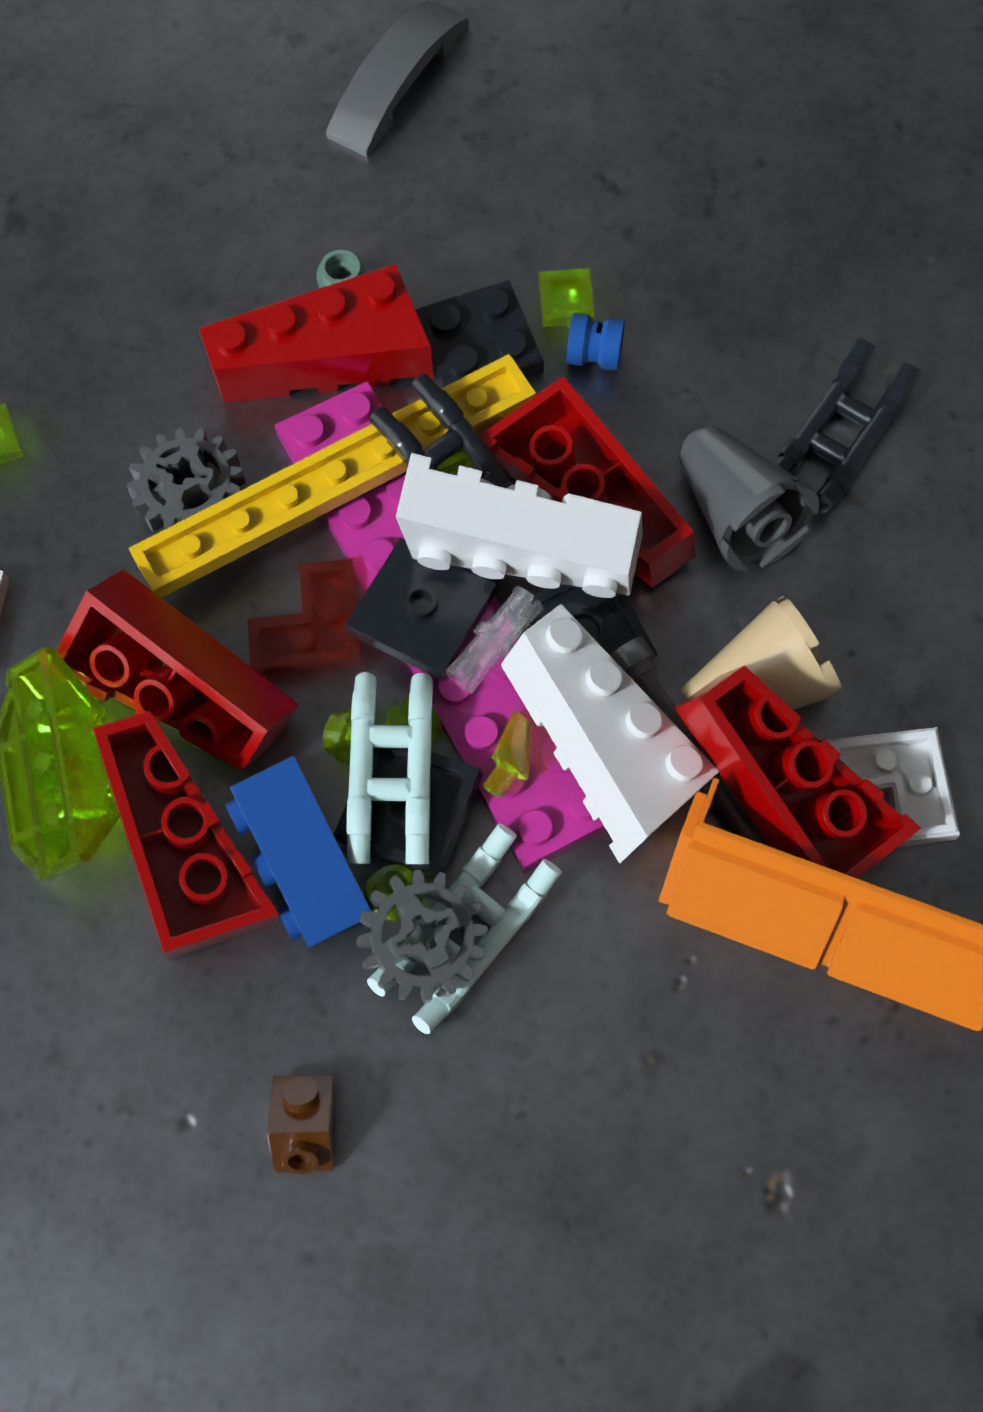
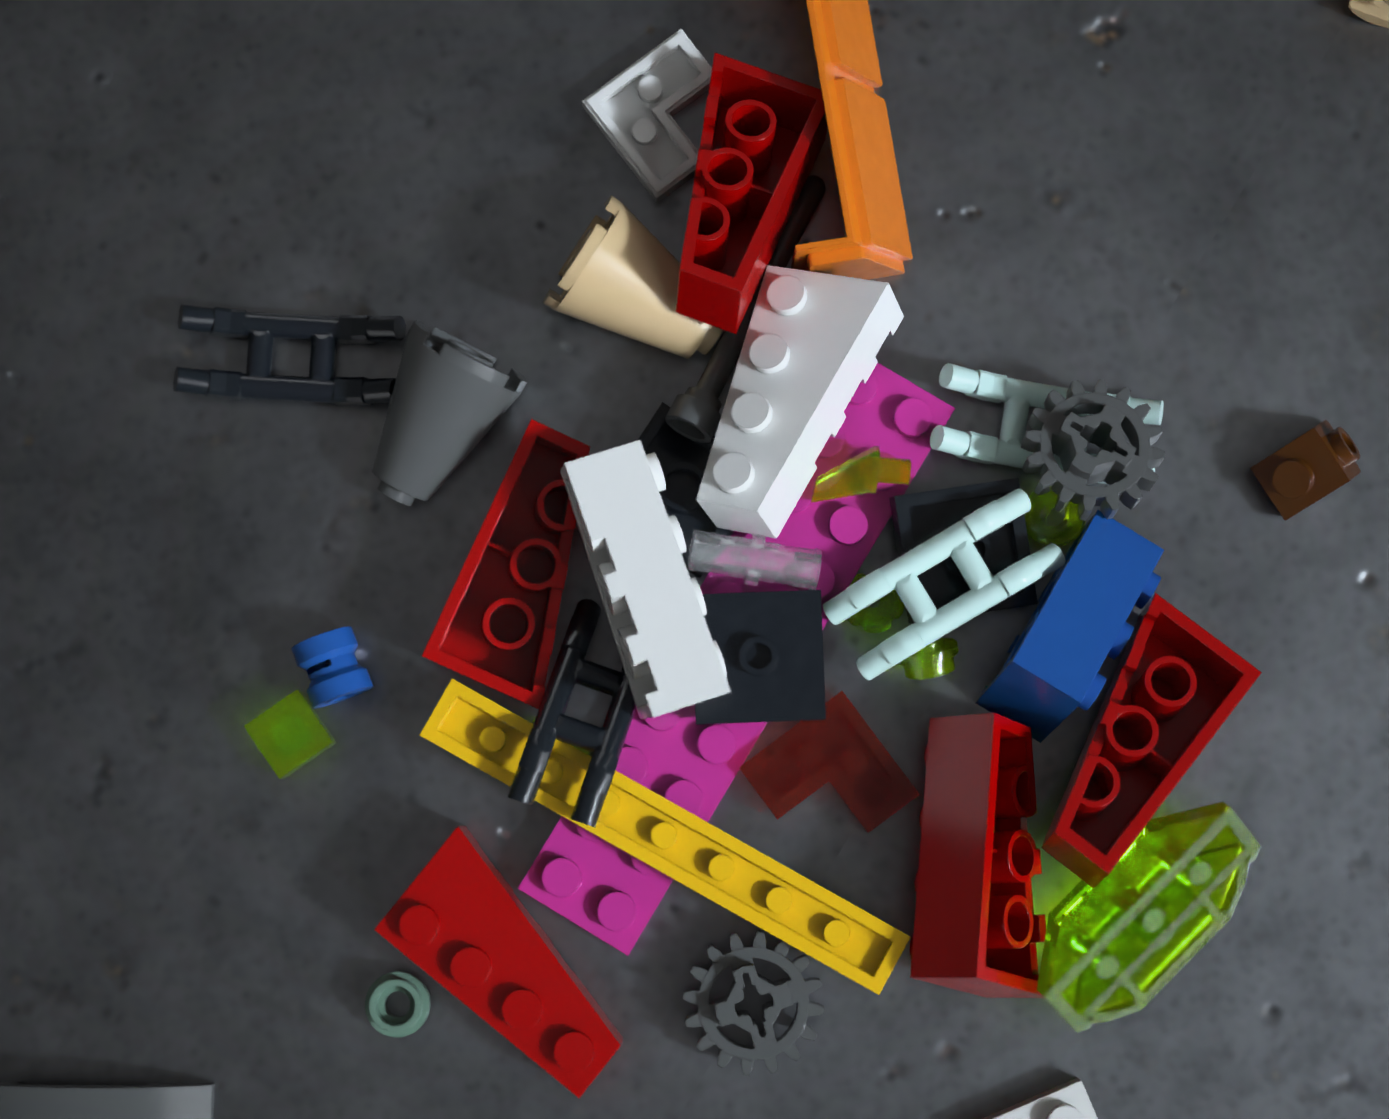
camera: 125 degrees left, 15 degrees up
(478, 330) = (393, 802): black plate -> none

